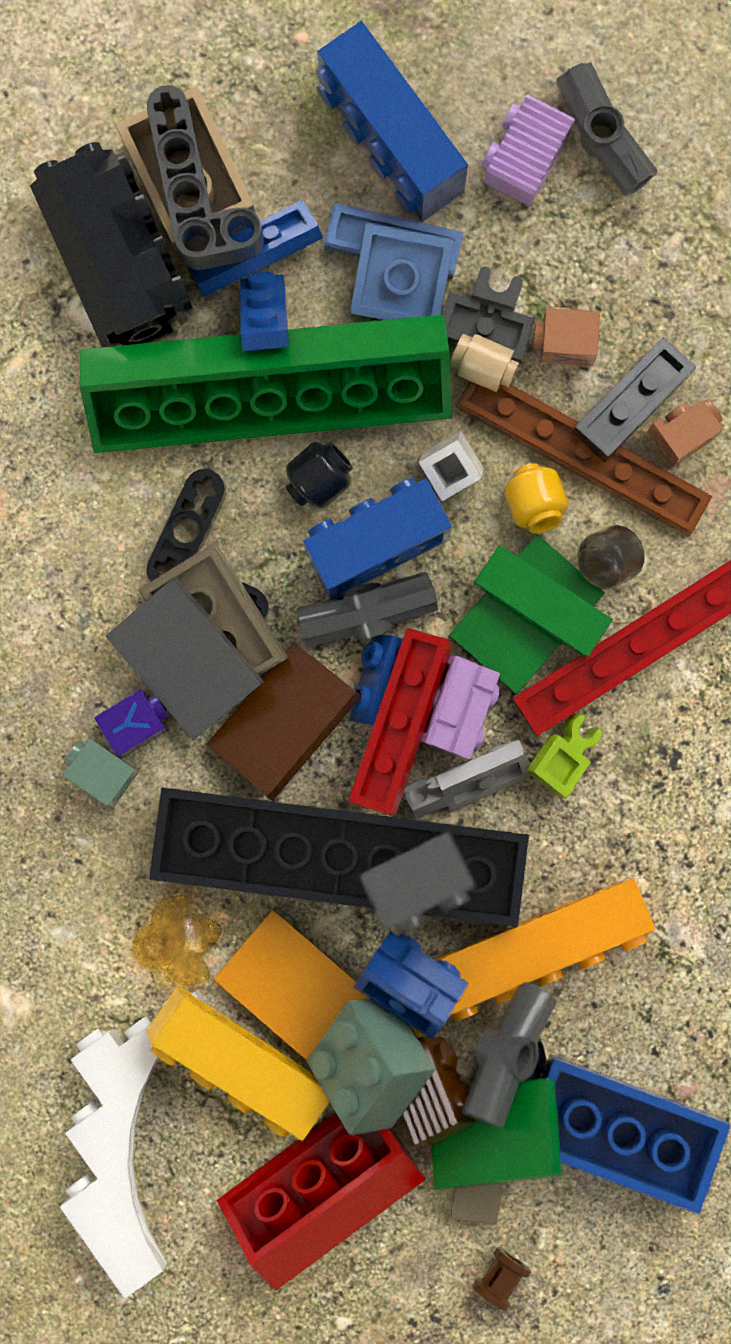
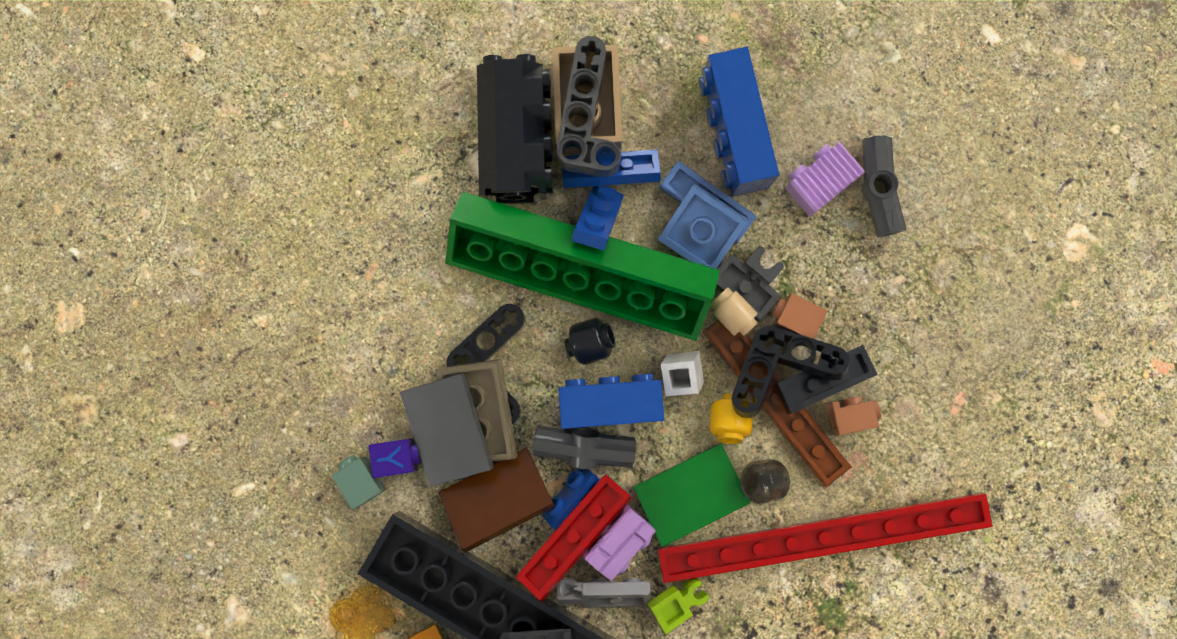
camera: 20 degrees right, 0 degrees up
(543, 601) = (706, 493): green tile -> none
(555, 398) = (772, 357): none -> black beam

